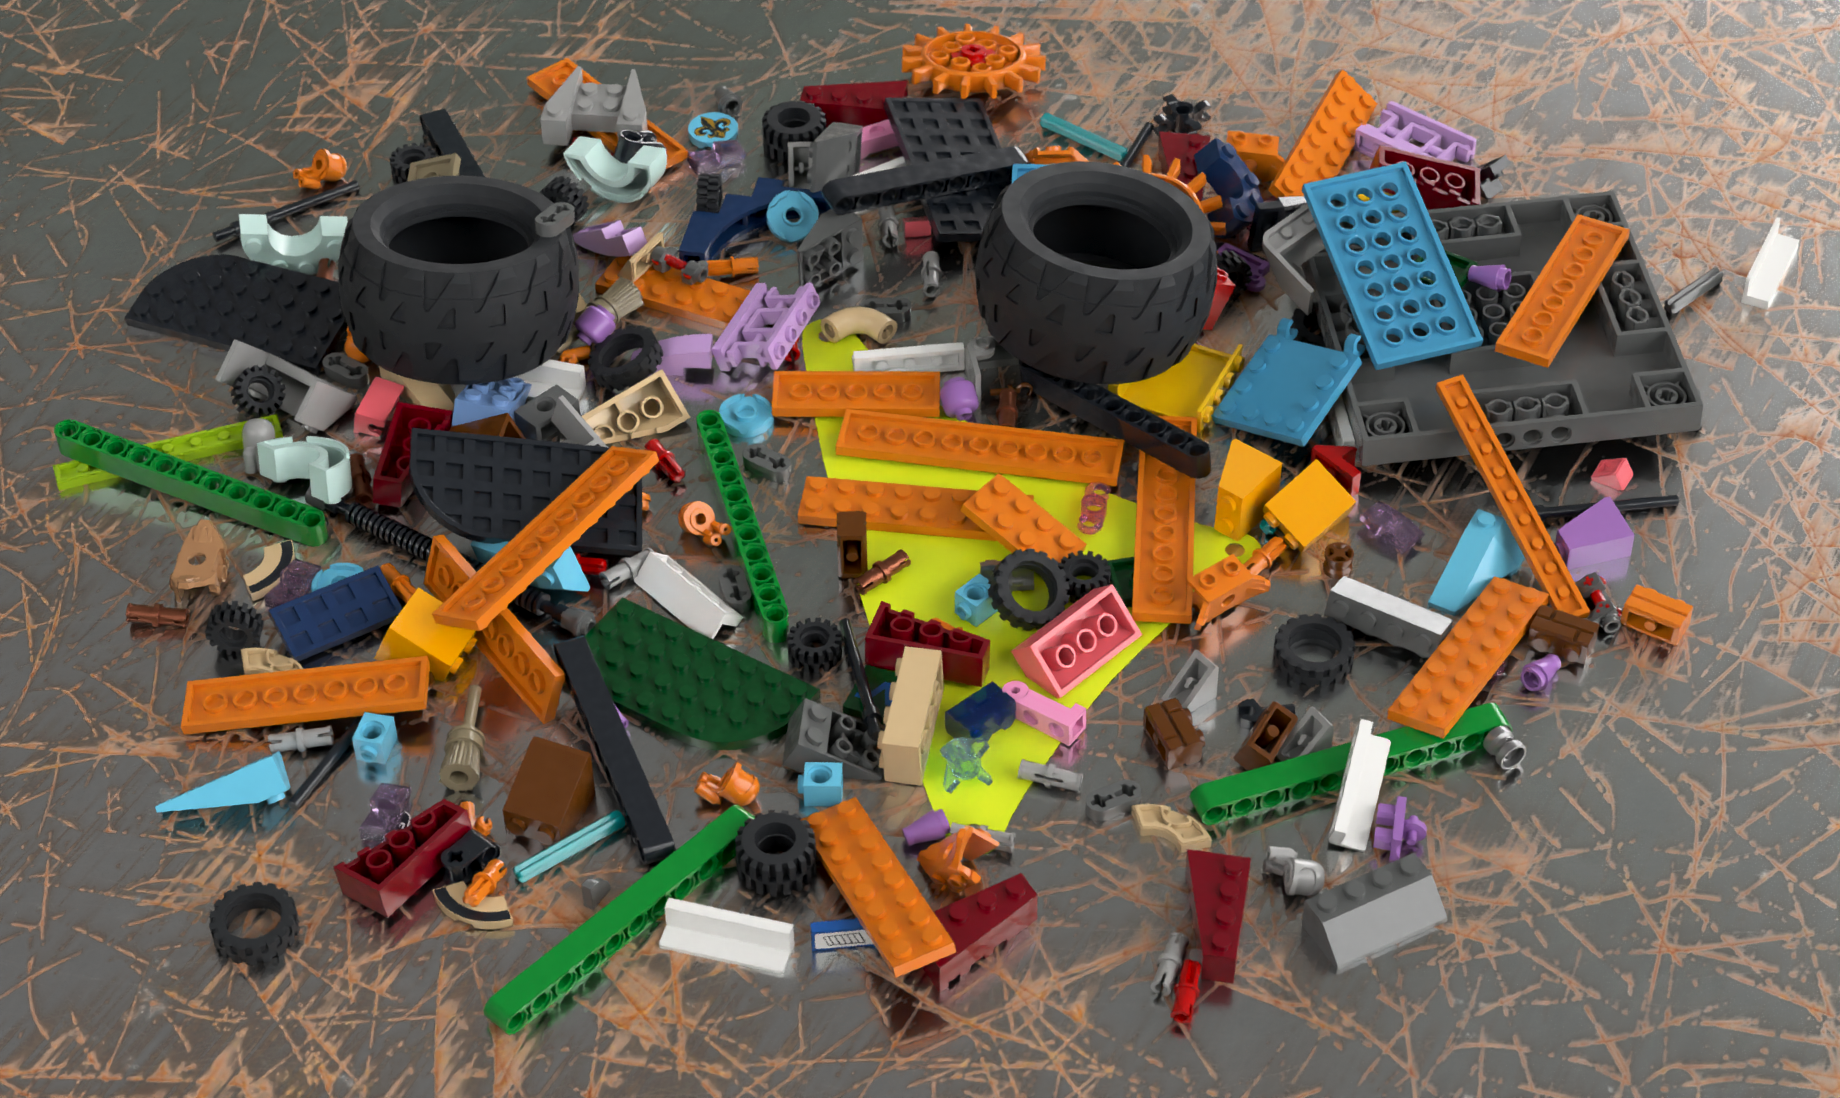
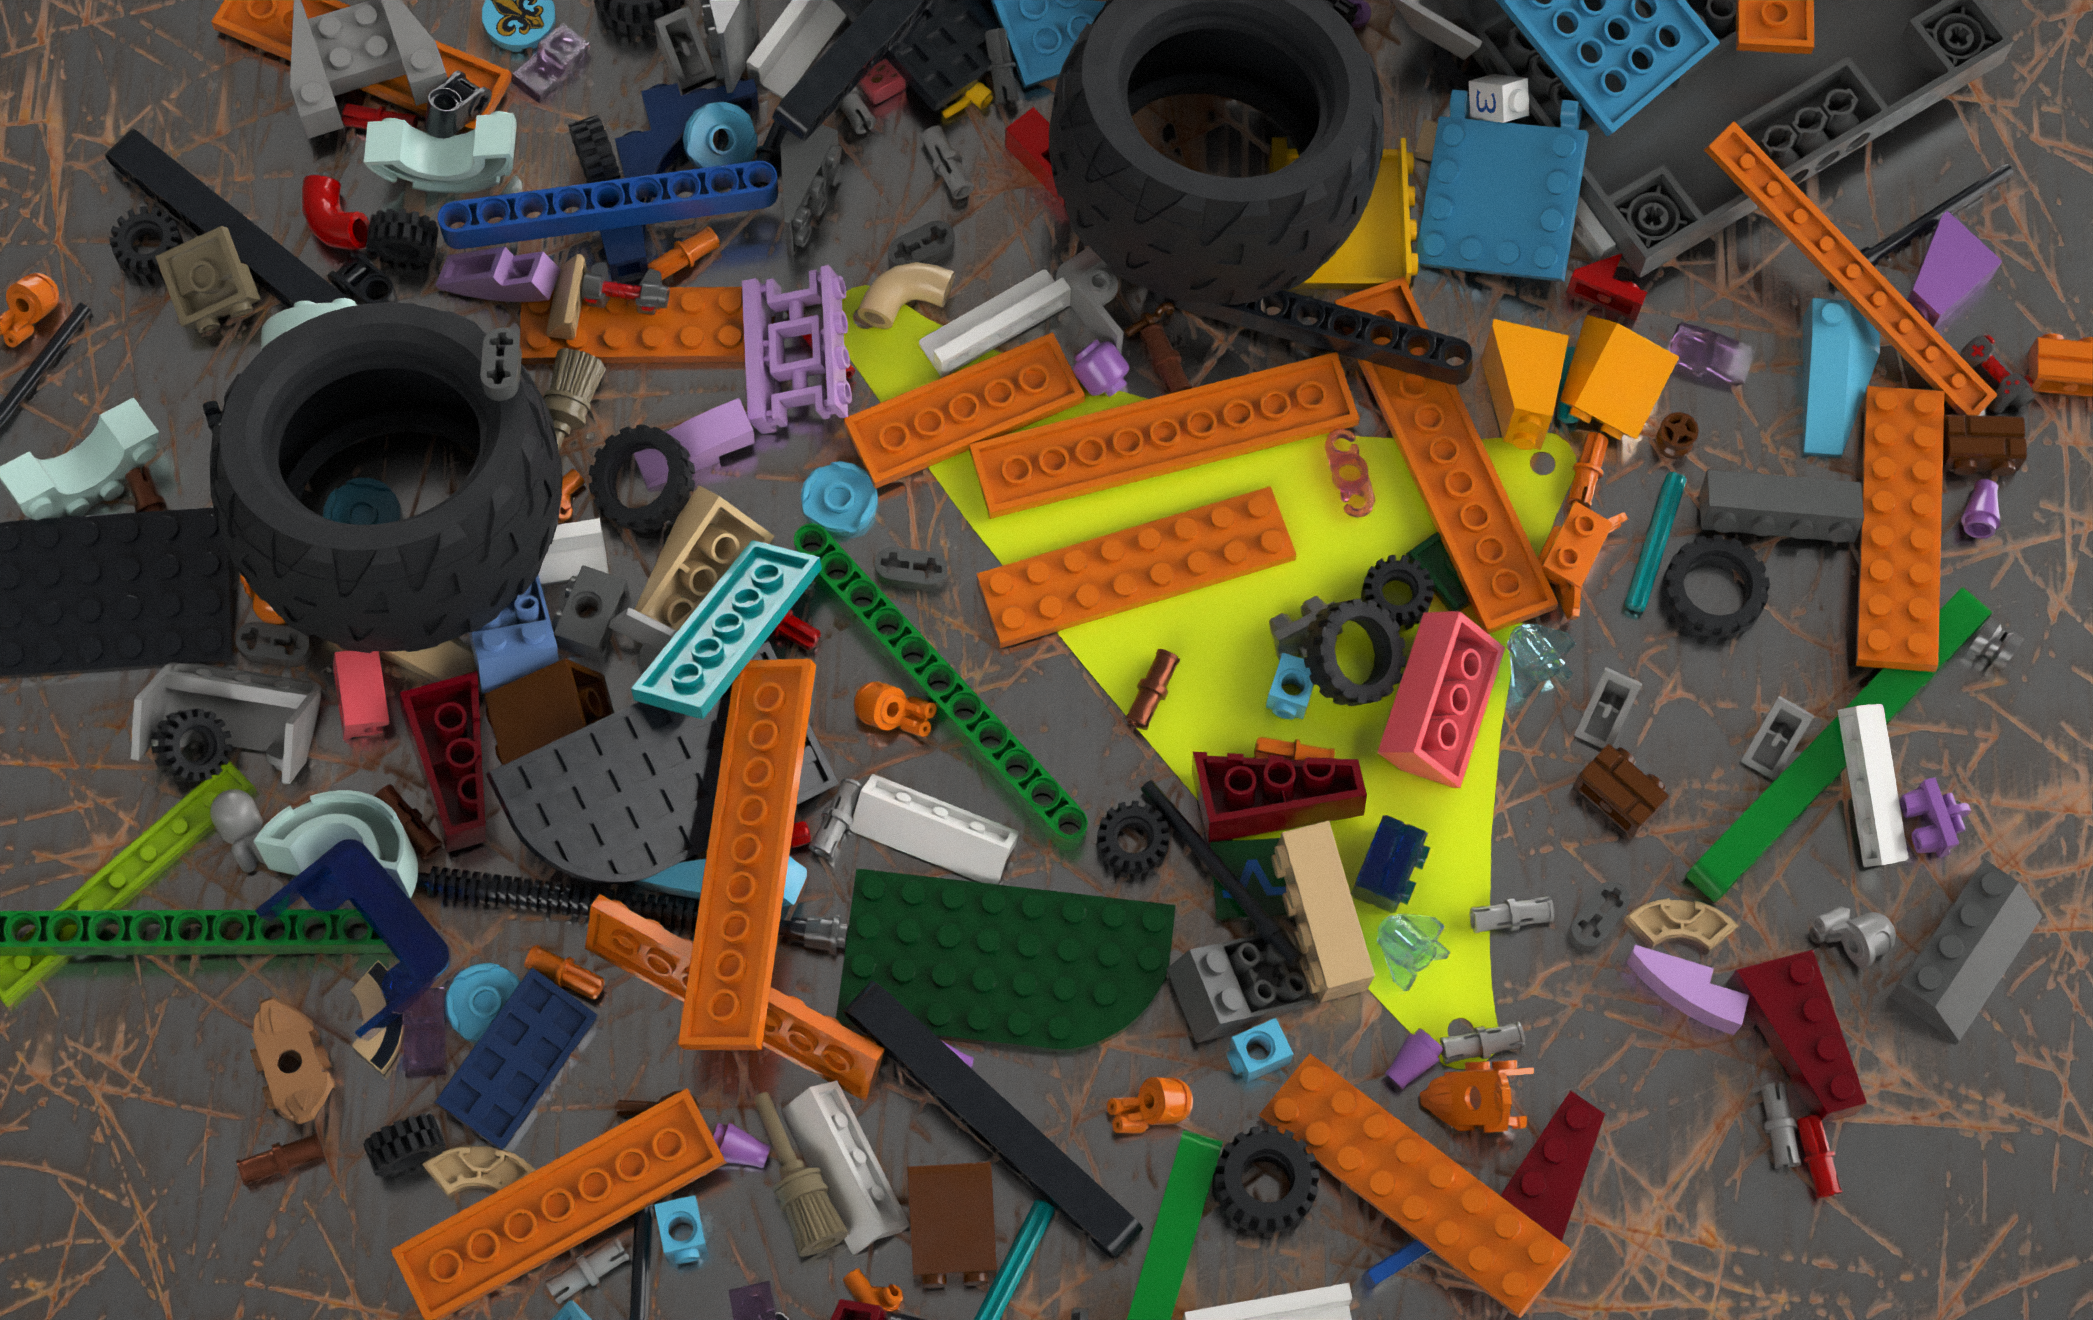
camera: 30 degrees left, 25 degrees up
(285, 468) = (356, 875): none -> clear blue windscreen
(418, 635) = (641, 1052): light orange slope -> none
(442, 710) = (739, 1146): none -> medium lavender cone
(506, 742) = (837, 1145): none -> white panel
(532, 174) = (327, 219): none -> red cylinder
(595, 325) = (578, 443): medium lavender head -> none
(616, 429) = (726, 629): none -> teal plate
(696, 216) = (591, 197): none -> blue beam
(739, 588) = (991, 785): dark grey beam -> none
(851, 544) = (1105, 671): reddish brown brick -> none
(971, 248) = (979, 95): none -> yellow hand
(1019, 521) = (1290, 549): orange plate -> none
(1045, 714) = (1457, 825): bright pink leg -> none
(1152, 860) = (1689, 988): none -> lavender slope
(1158, 639) = (1536, 655): none -> clear light blue brick
(1251, 707) = (1700, 707): black bar -> none
(1266, 737) = (1735, 755): reddish brown brick -> none
(1292, 608) = (1655, 542): none -> teal axle
(1314, 330) = (1499, 98): none -> white brick
(1613, 473) = (1917, 156): coral slope -> none

